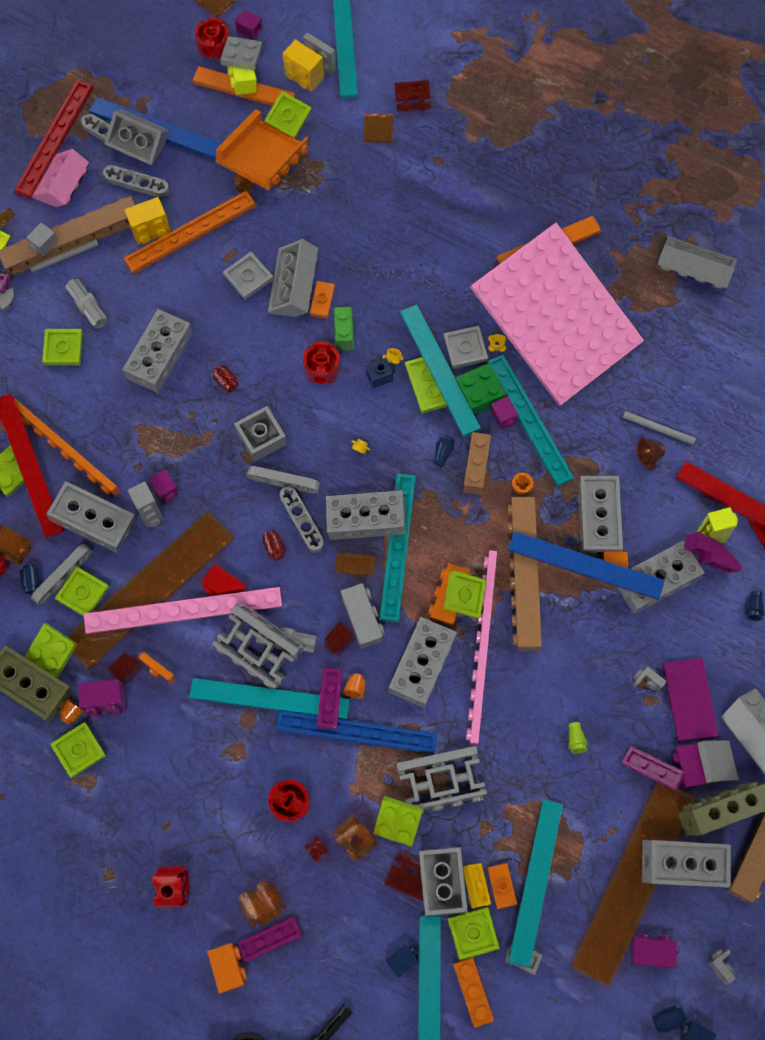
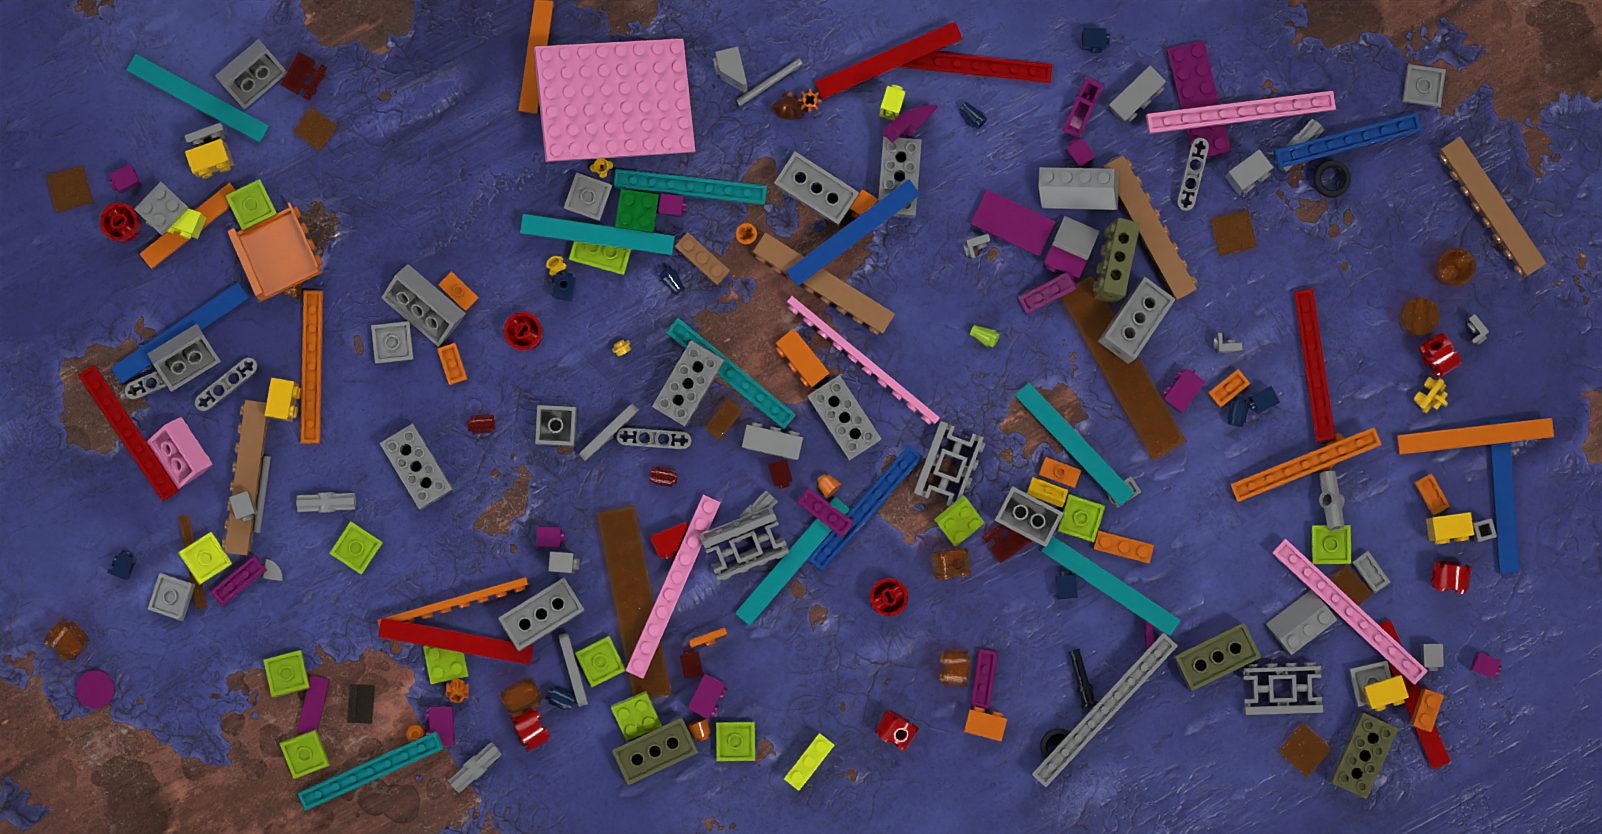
camera: 60 degrees left, 15 degrees up
(96, 826) = (809, 761): none -> neon yellow brick
(260, 328) = (452, 364): none -> orange plate
(316, 849) = (939, 599): clear red wheel -> none
(343, 328) = (502, 291): bright green brick -> none
(387, 60) = (251, 74): none -> light grey slope
(464, 594) = (813, 347): lime plate -> none
(649, 383) = (730, 68): none -> light grey slope
(671, 462) = (810, 95): none -> orange gear
(685, 995) = (1229, 388): none -> orange plate

